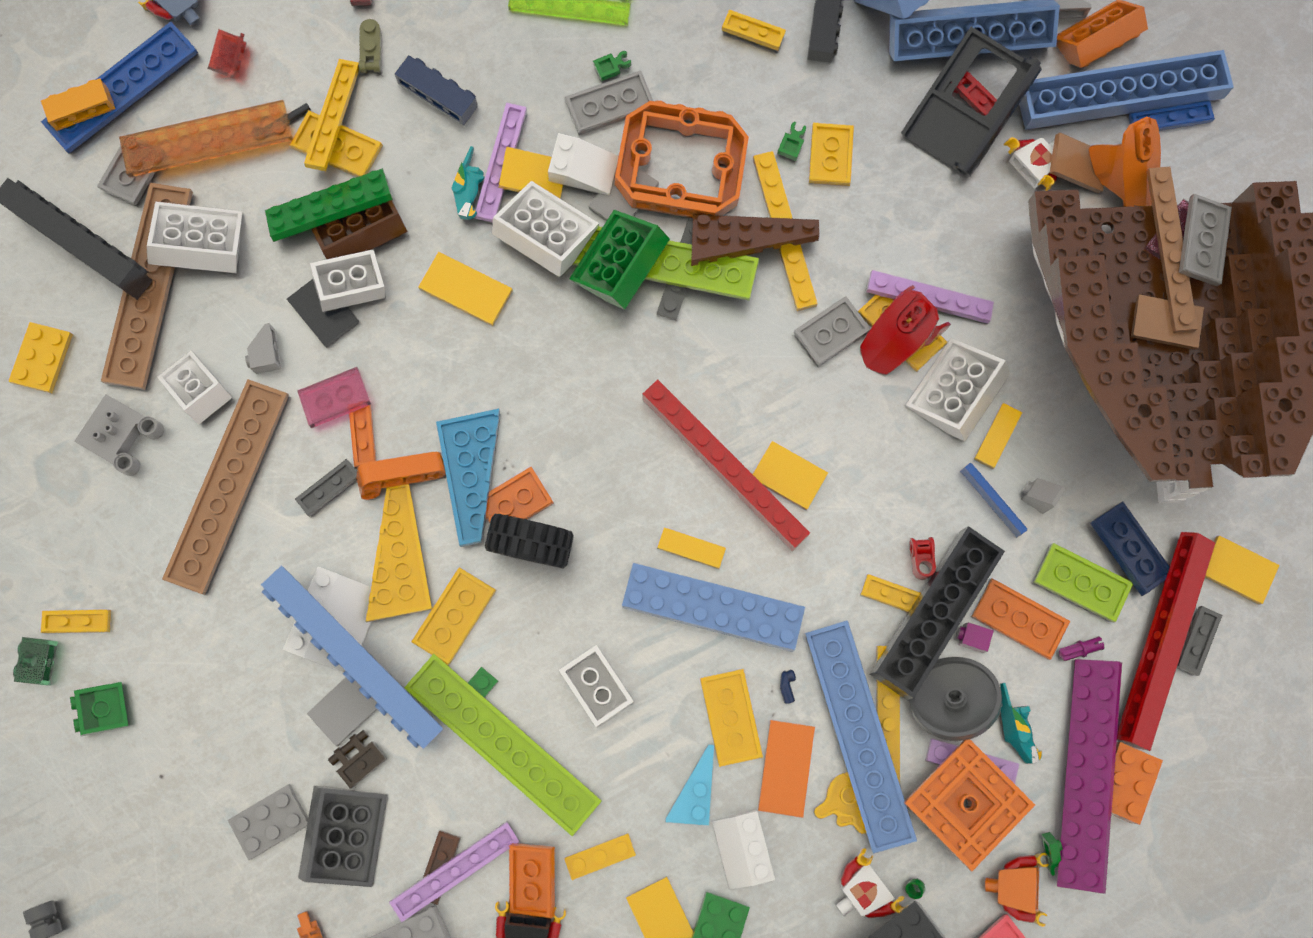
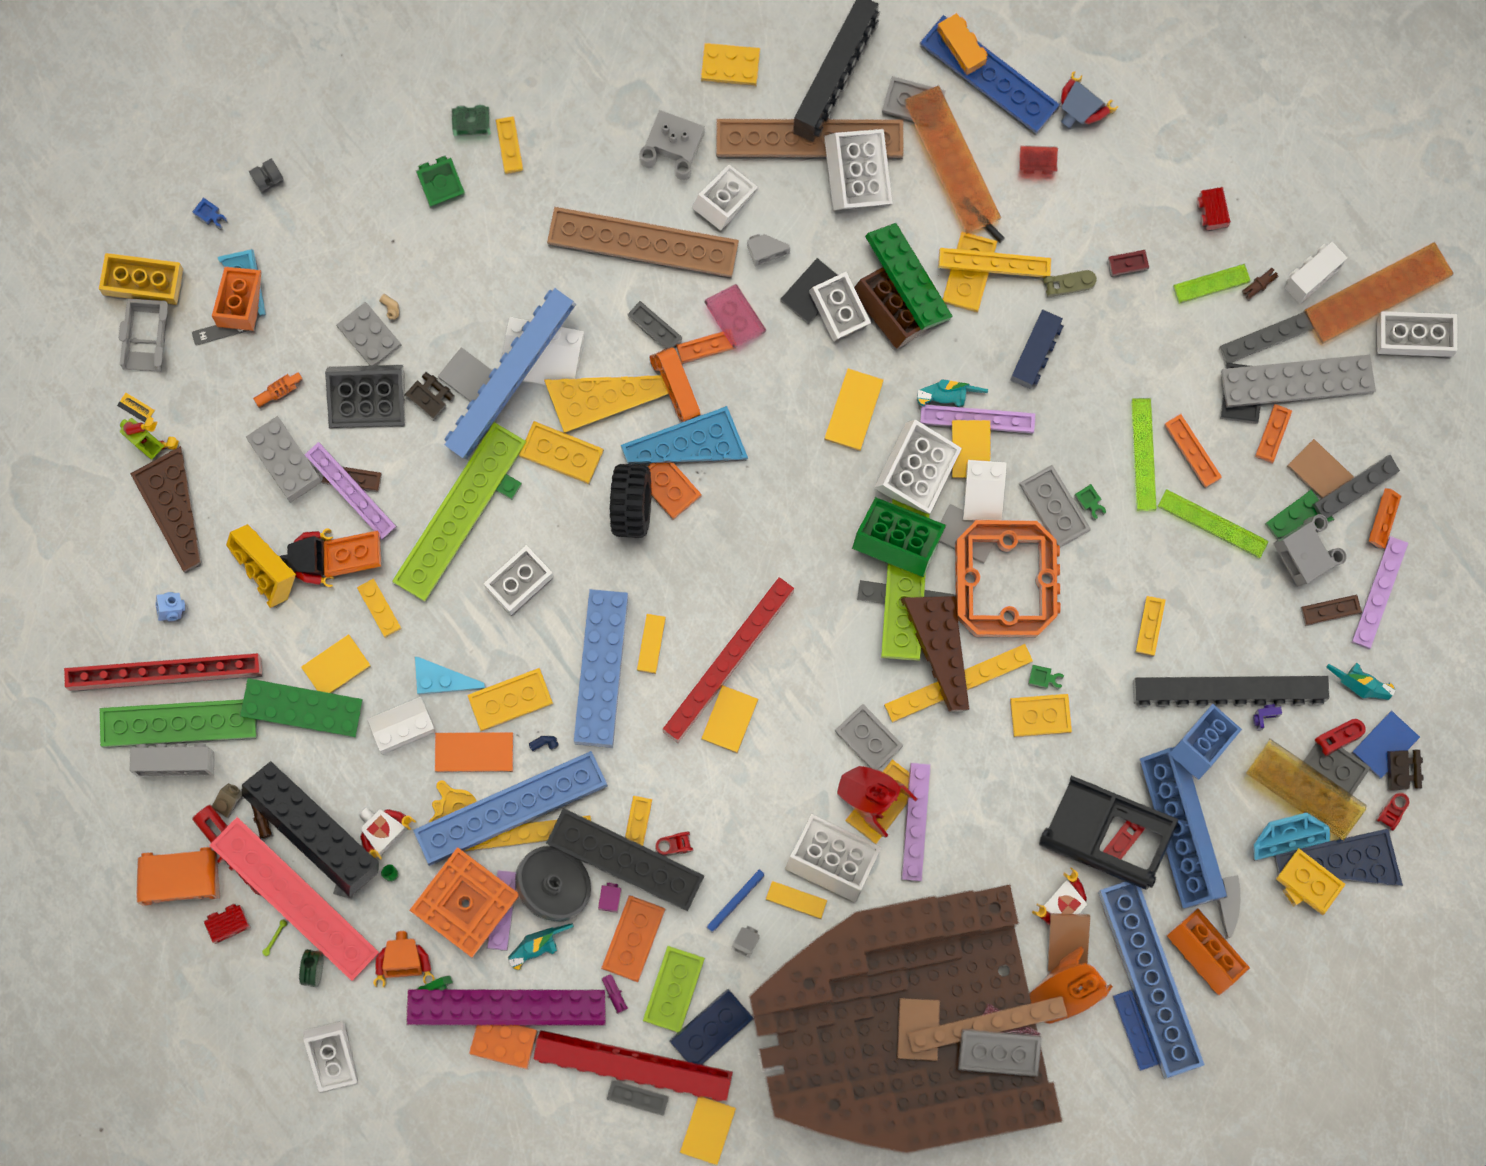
camera: 80 degrees right, 0 degrees up
(240, 788) = (392, 306): none -> tan arm

